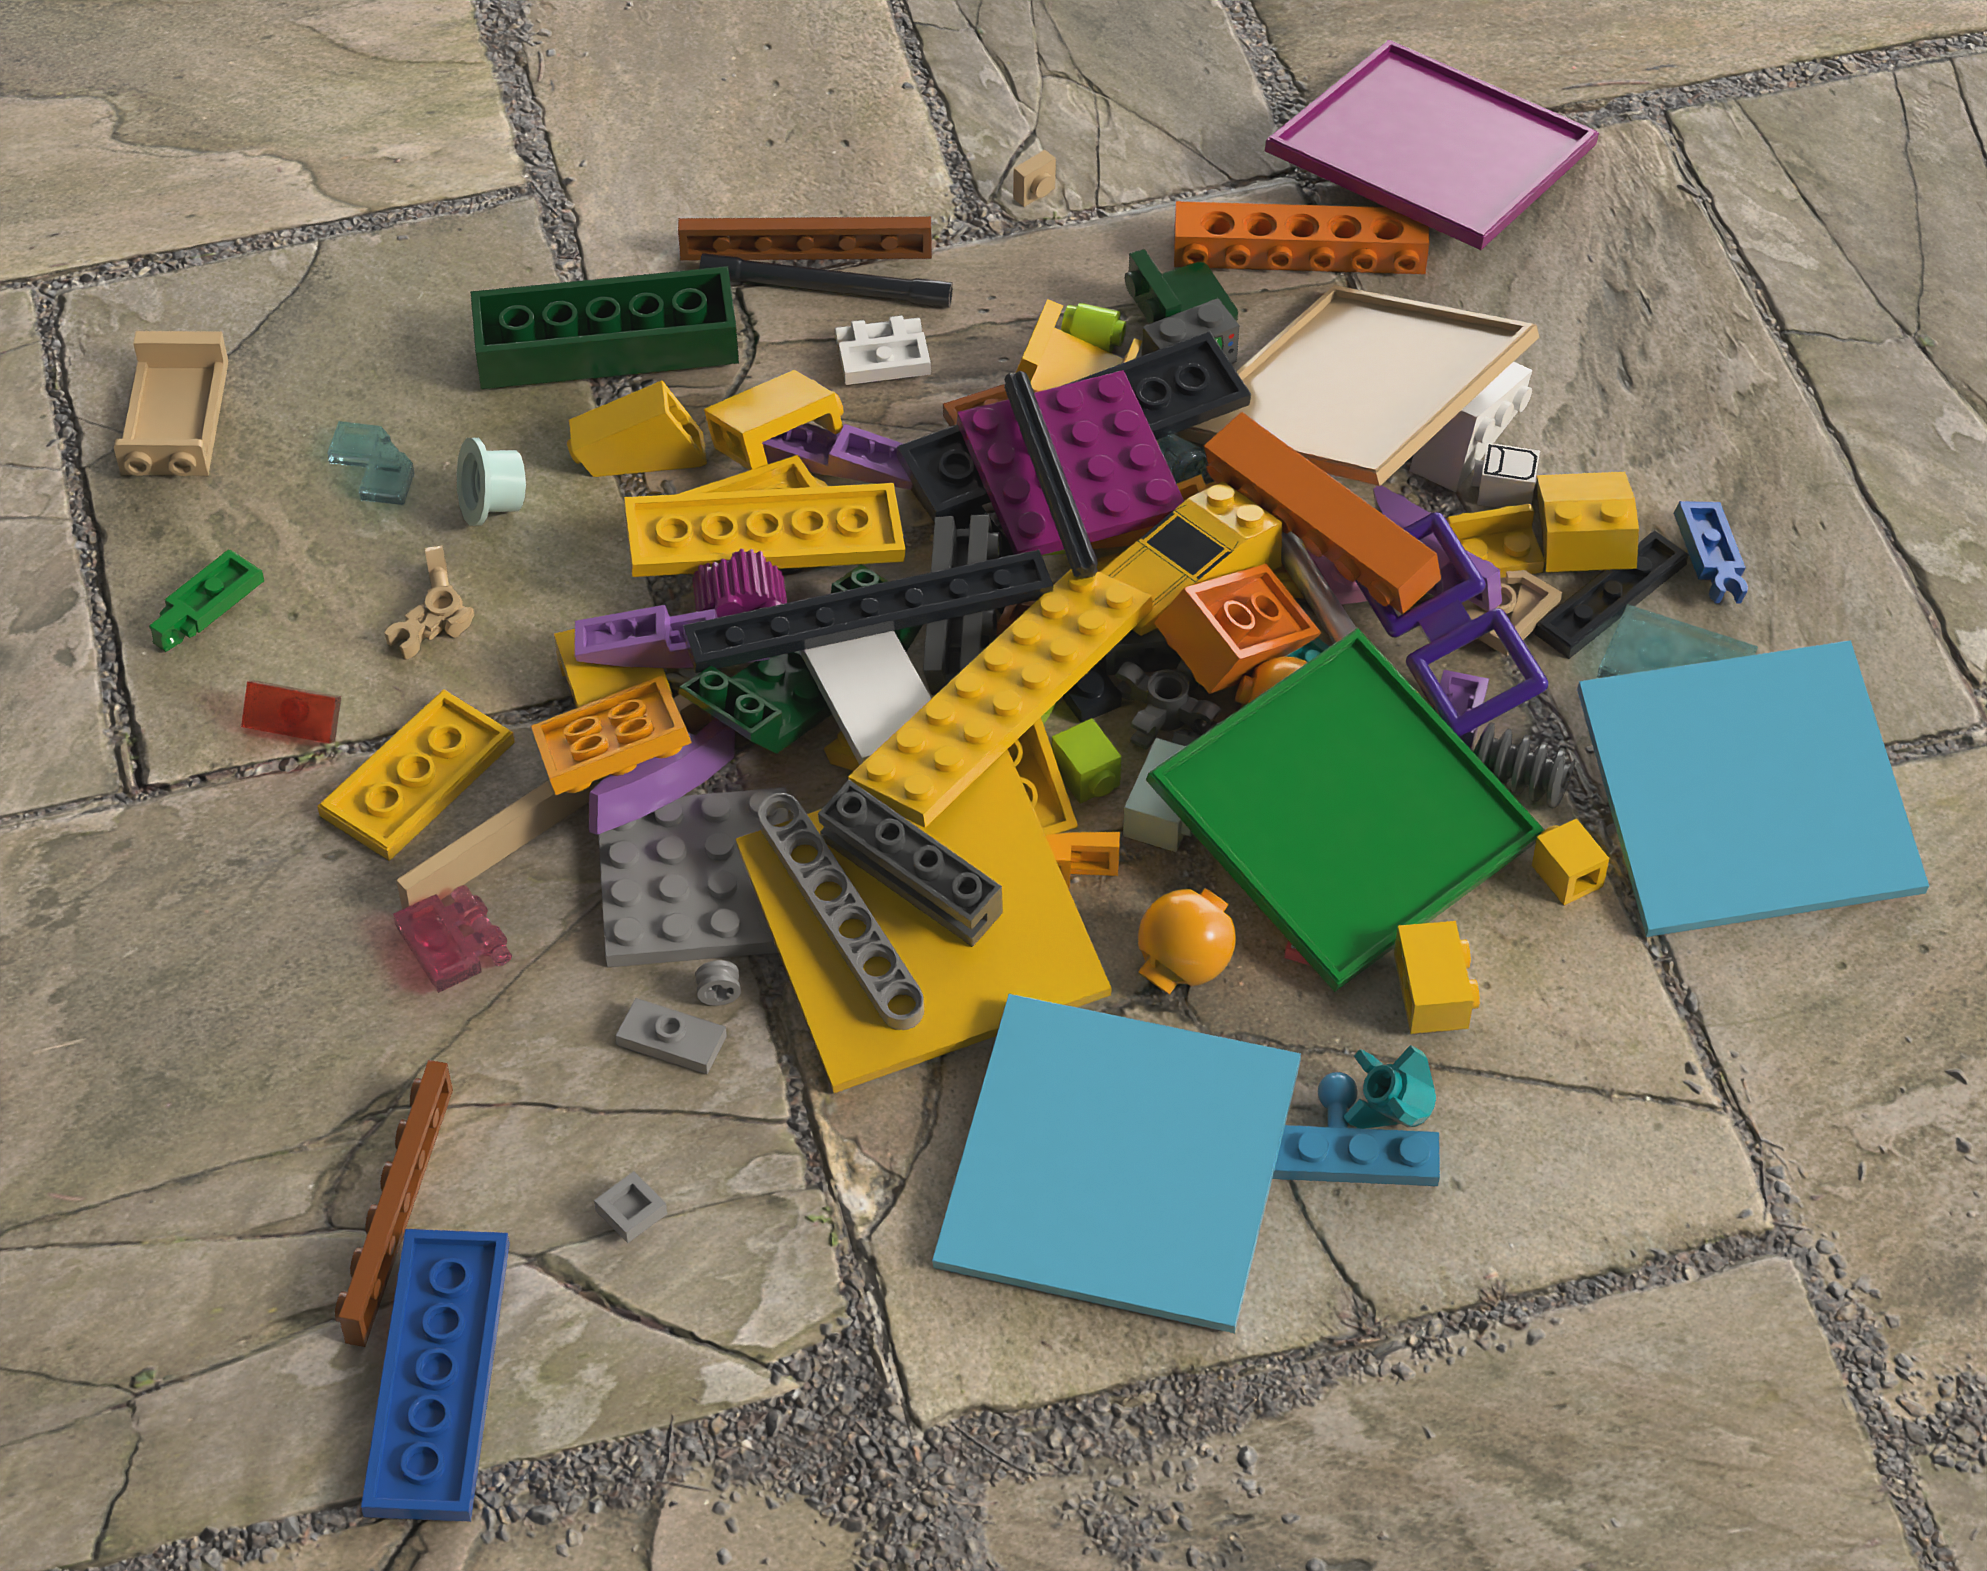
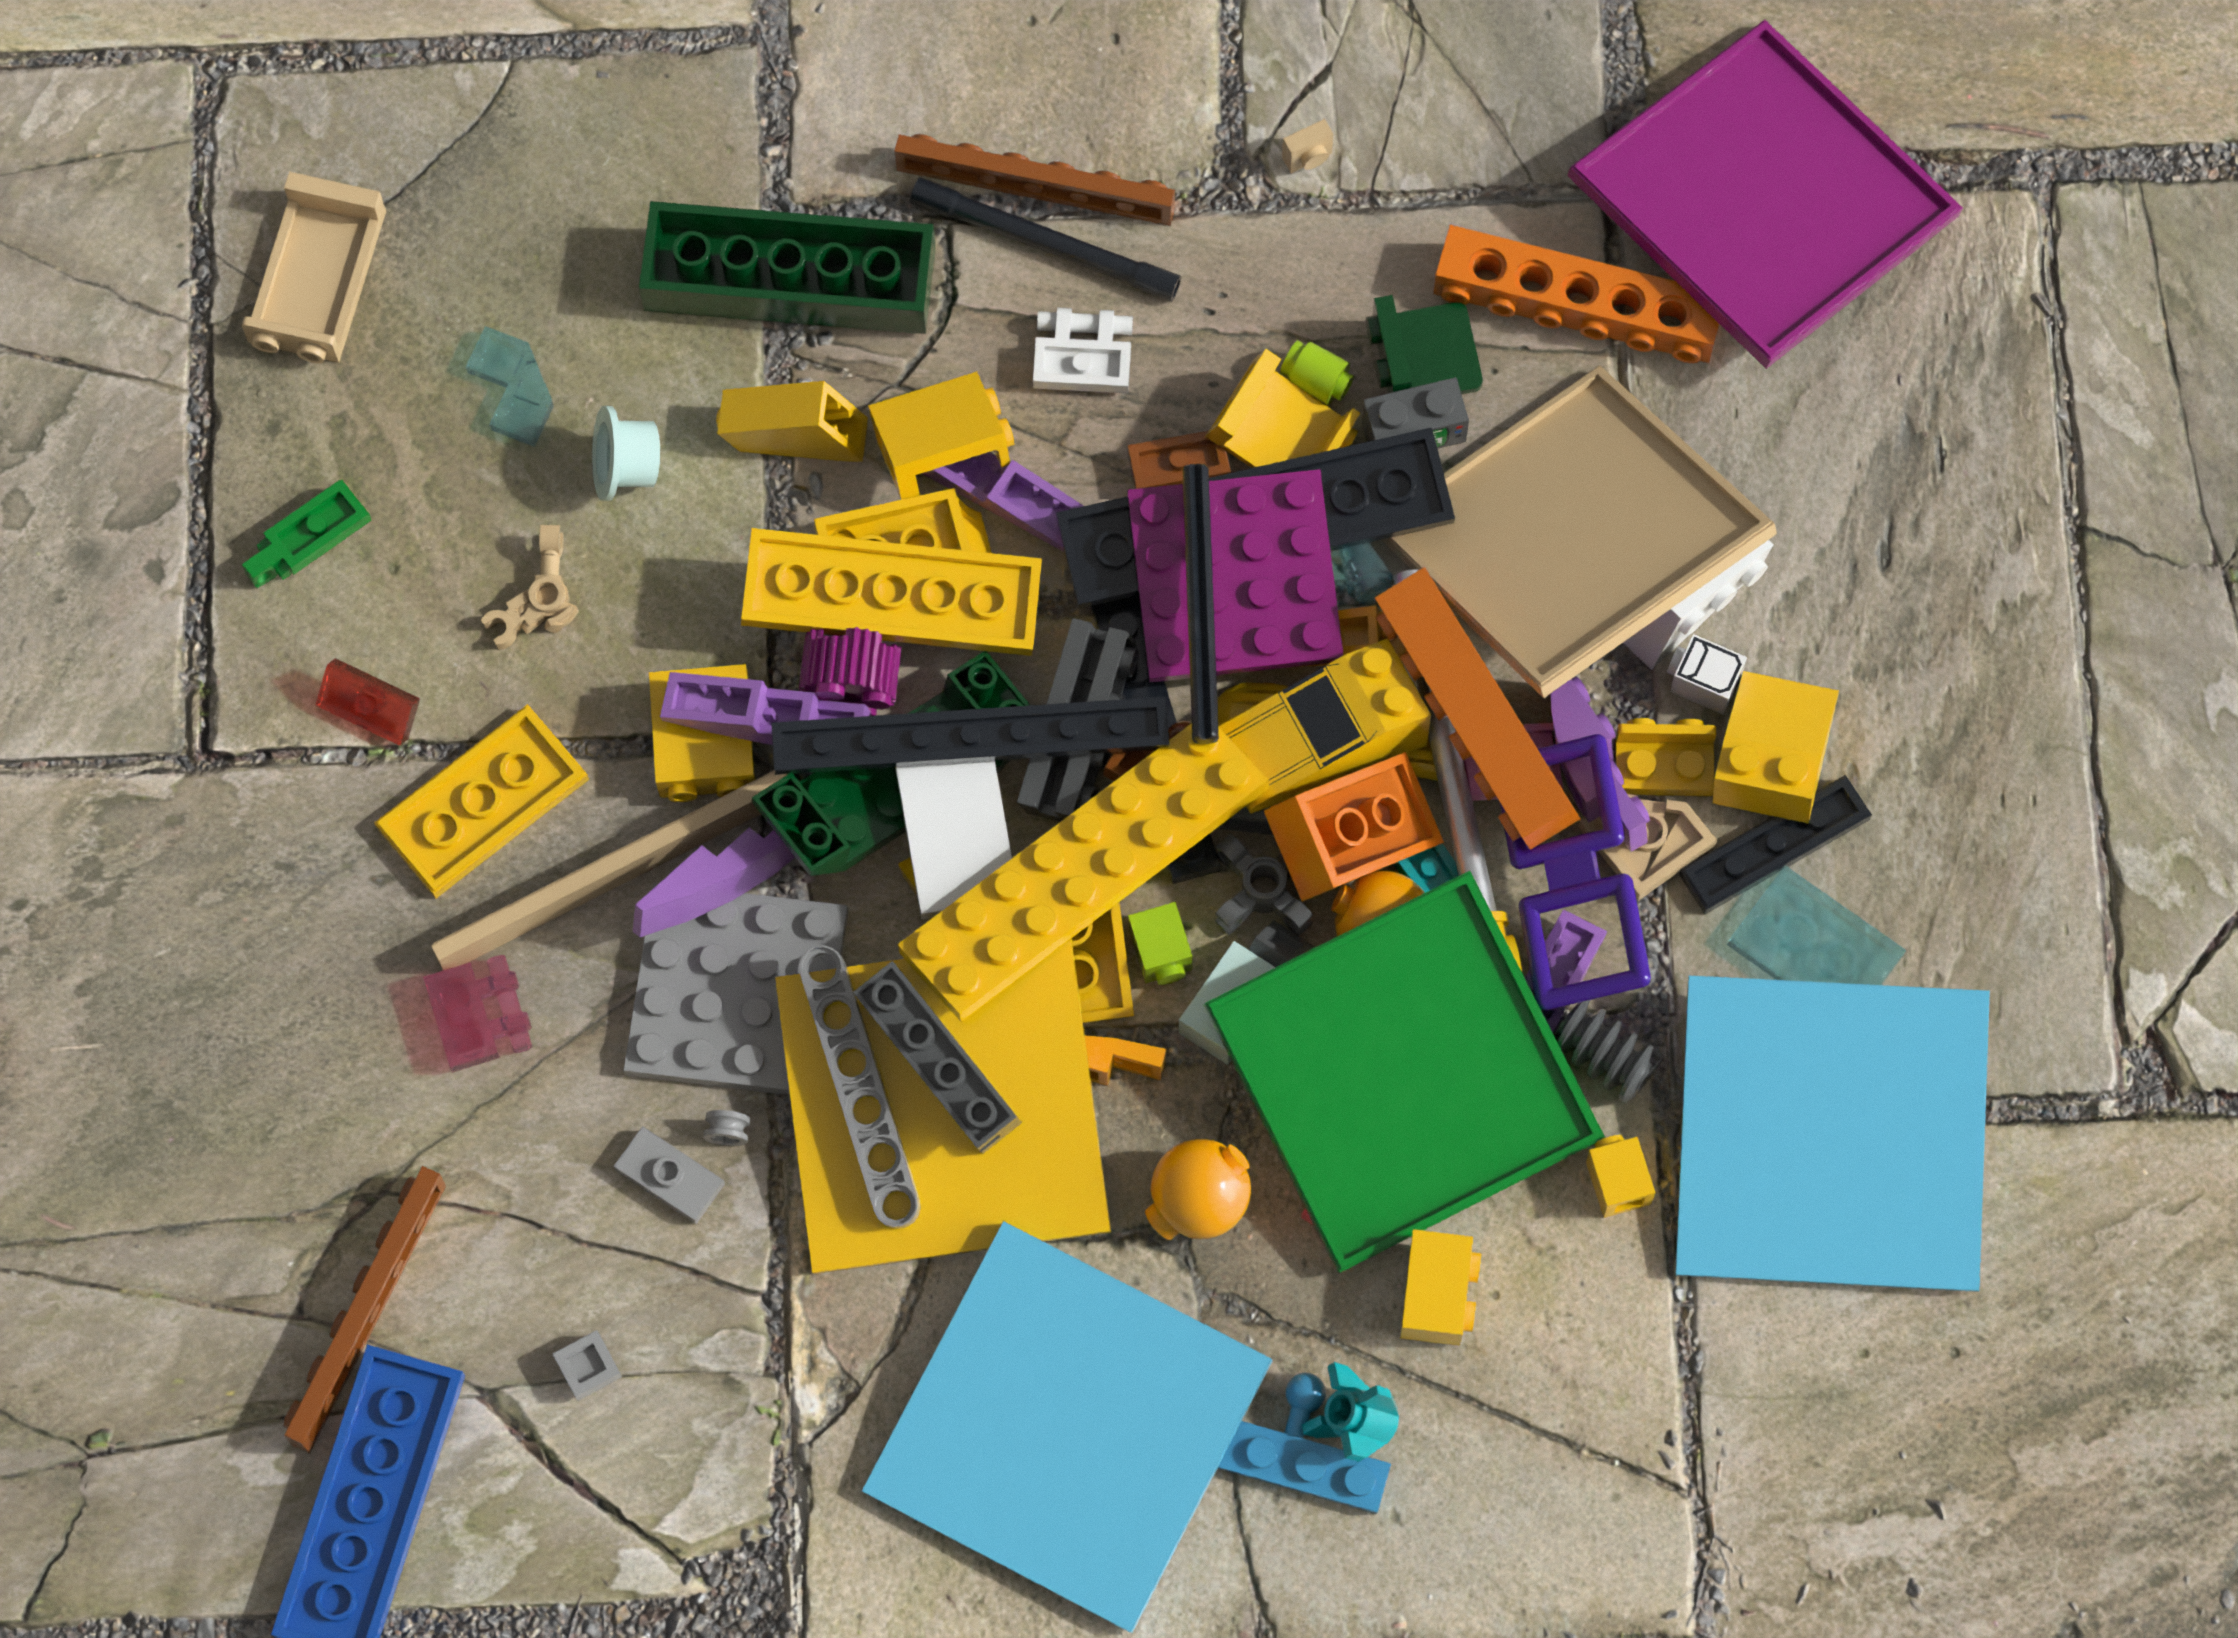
camera: 15 degrees right, 20 degrees up
(610, 736) = (672, 831): light orange plate -> none
(1712, 548) = (1898, 813): blue plate -> none

